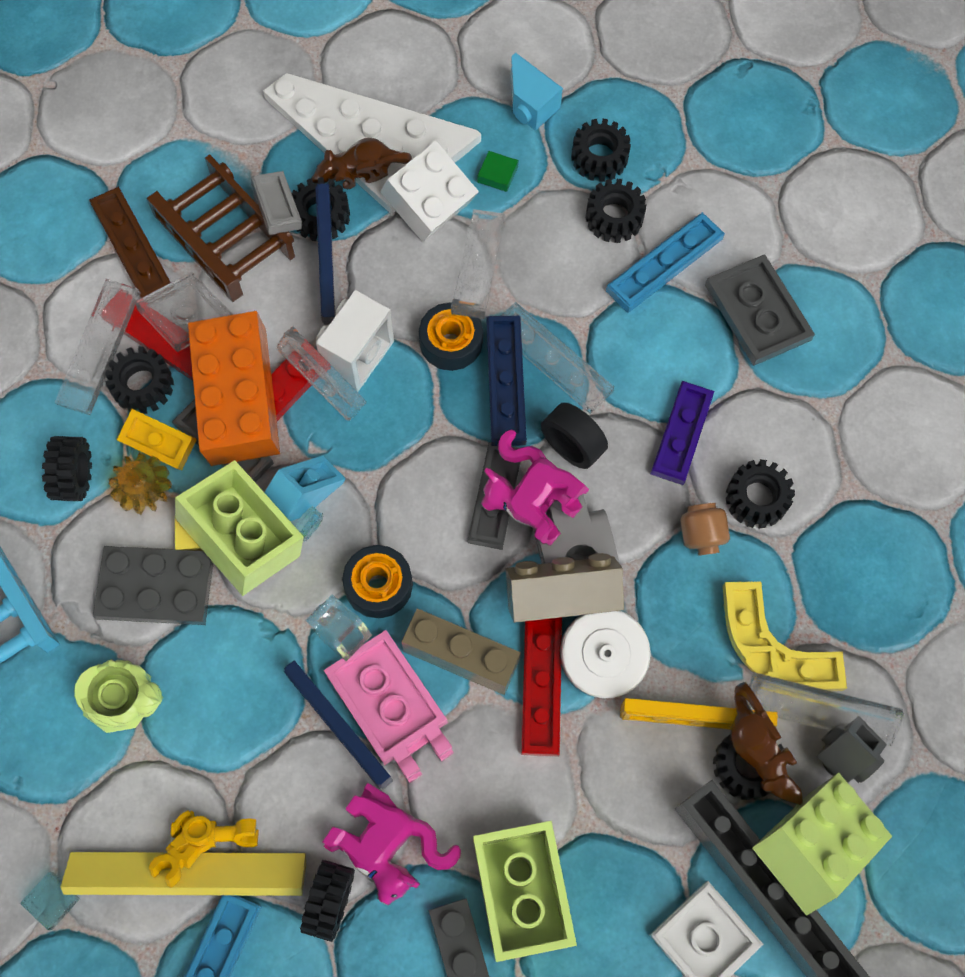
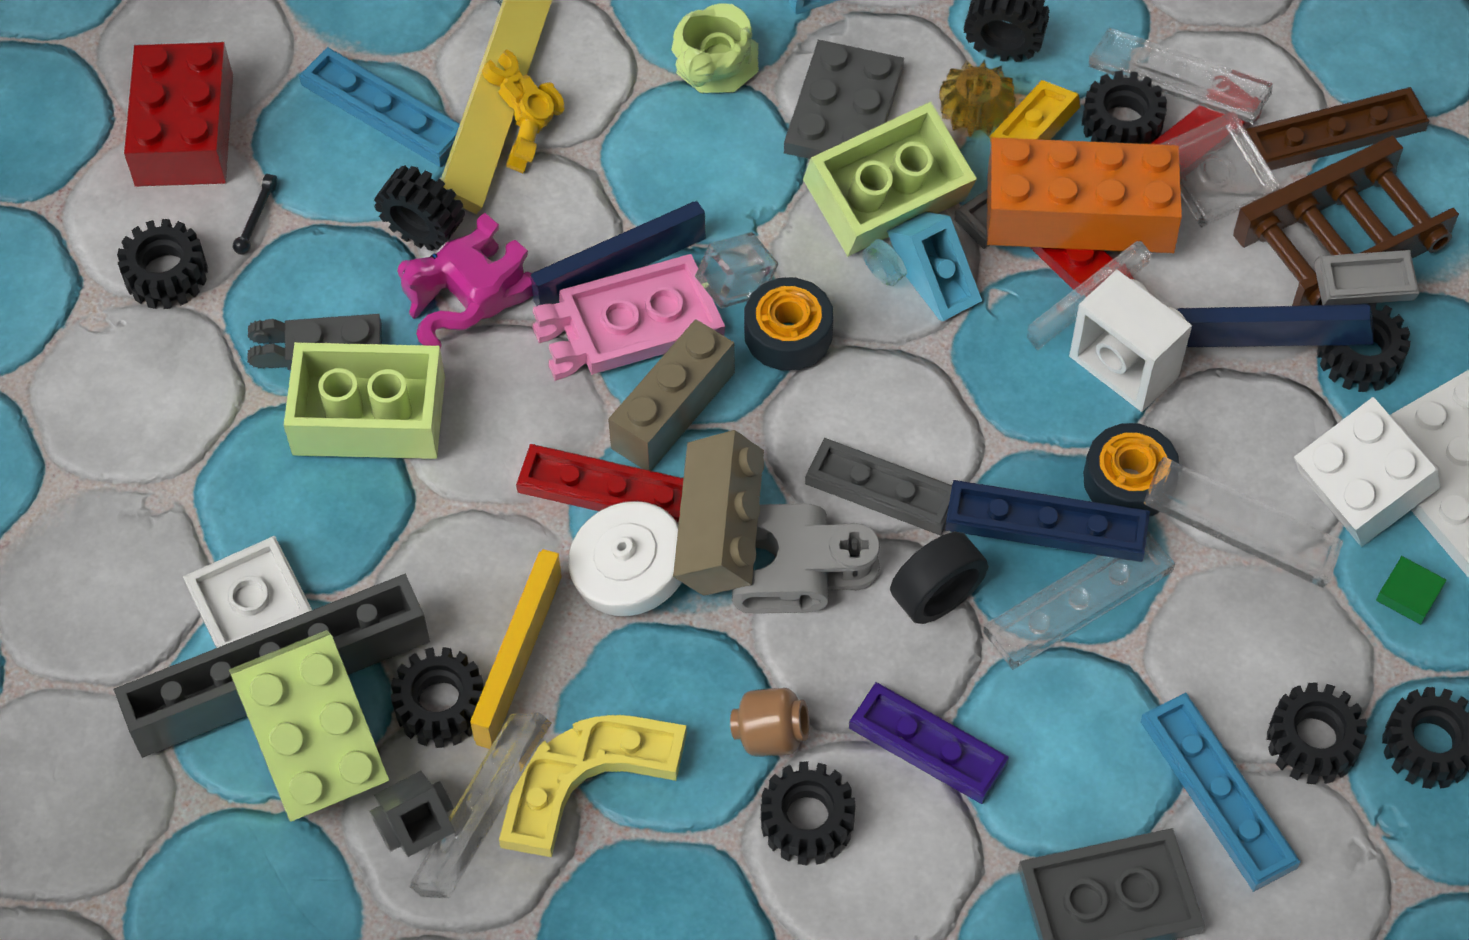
camera: 105 degrees right, 10 degrees down
(364, 159) = (1428, 392): reddish brown animal -> none
(535, 492) = (859, 496): dark pink animal -> none
(755, 742) = (454, 683): reddish brown animal -> none

